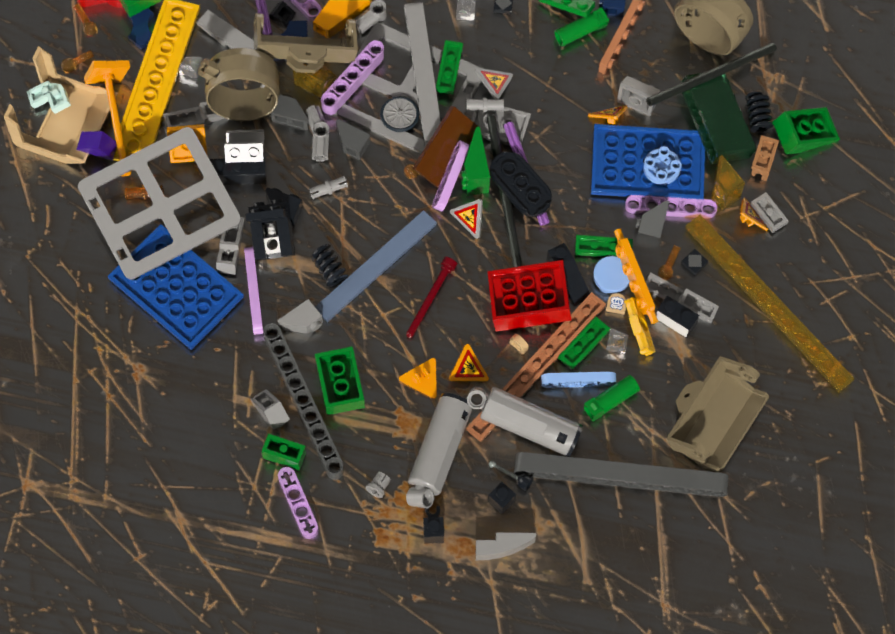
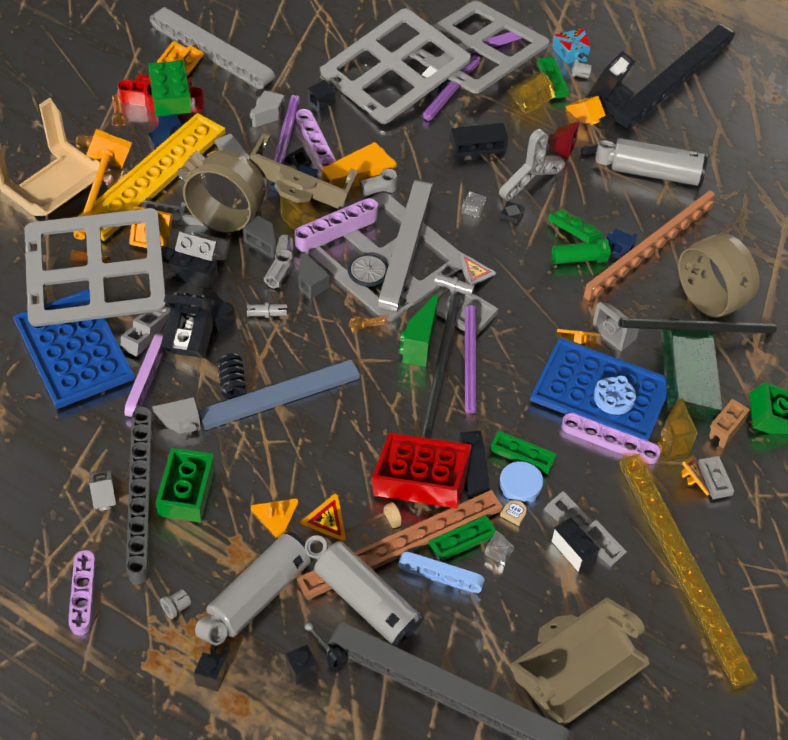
camera: 20 degrees right, 15 degrees down
(51, 92) = (49, 155): light aqua plate -> none
(97, 144) = (66, 202): dark purple slope -> none
(283, 451) = (92, 533): green brick -> none
(439, 149) = (395, 308): reddish brown tile -> none
(448, 265) = (352, 416): dark red piece -> none
(449, 67) = (434, 245): green plate -> none
(450, 176) = (390, 336): lavender beam -> none
(470, 216) = (395, 378): piece -> none
(503, 545) = (280, 717): light grey slope -> none
(520, 184) = (459, 364): black tile -> none
(610, 398) = (469, 603): green piece -> none
(636, 280) = (543, 491): light orange plate -> none
(639, 327) = (530, 541): yellow piece -> none
(653, 220) = (586, 442): dark grey slope -> none
(666, 271) = (581, 498): clear orange bar -> none
(694, 262) = (616, 499): black tile -> none
(758, 112) = (737, 379): black piece -> none

